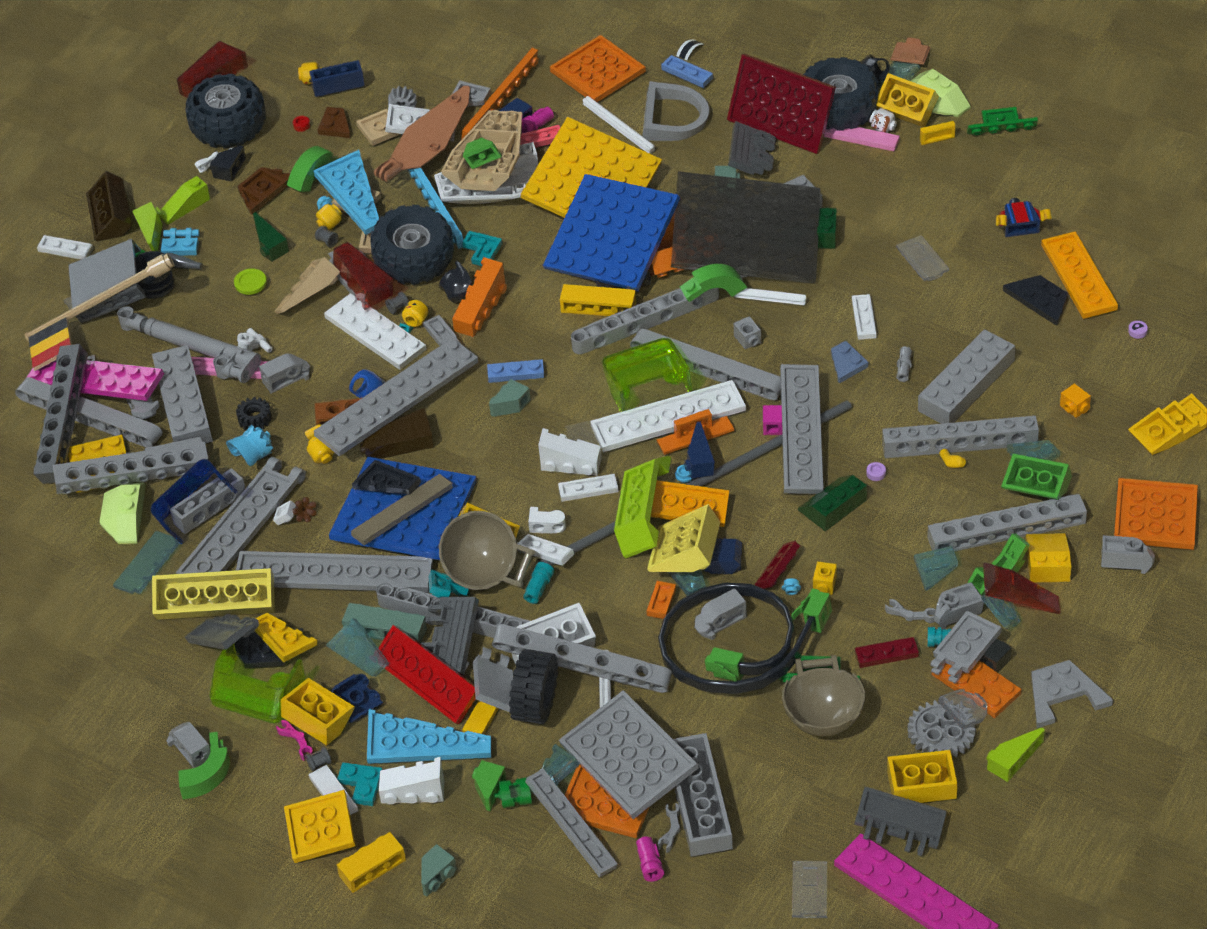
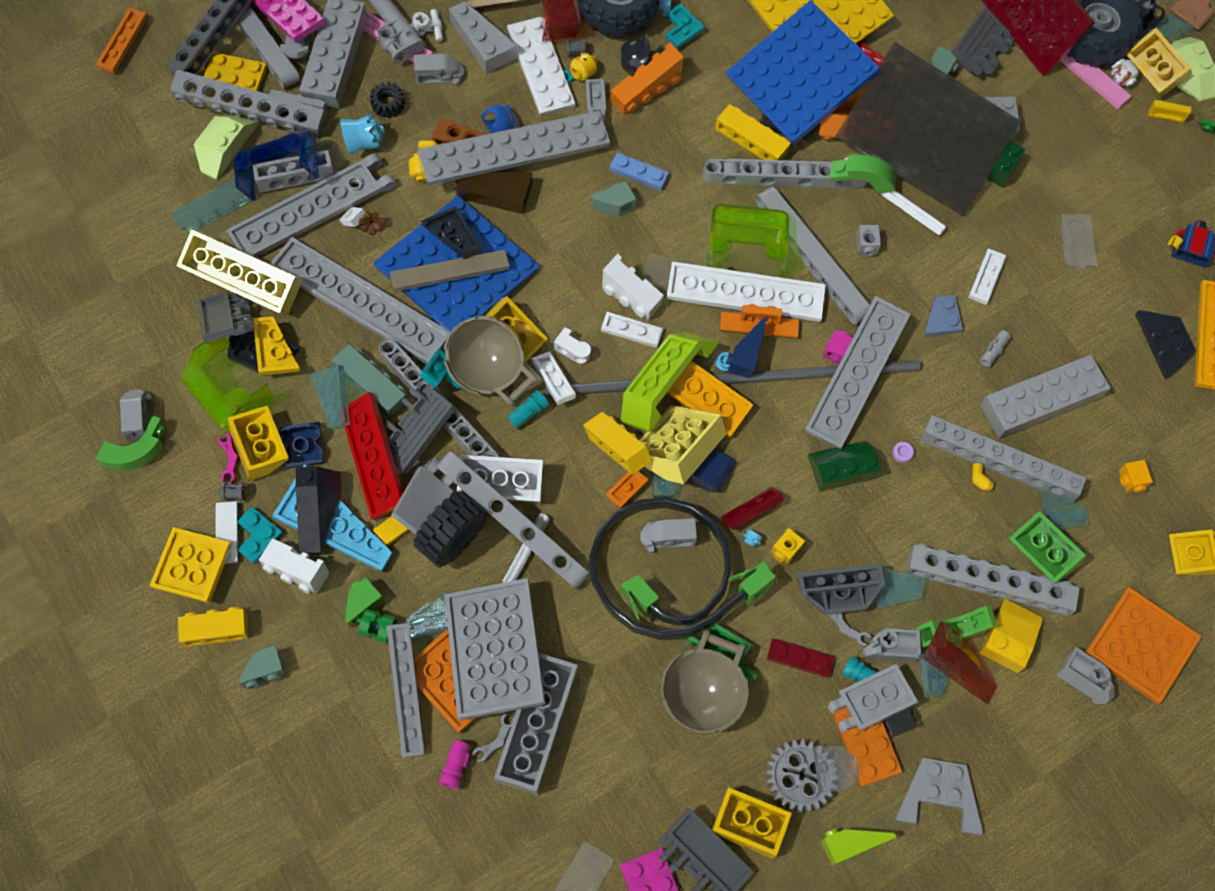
camera: 20 degrees right, 20 degrees up
(309, 331) = (482, 38): none -> light grey wedge
(400, 728) = (316, 503): none -> black wedge
(633, 564) = (618, 442): none -> yellow brick
(889, 581) = (842, 588): none -> dark grey wedge

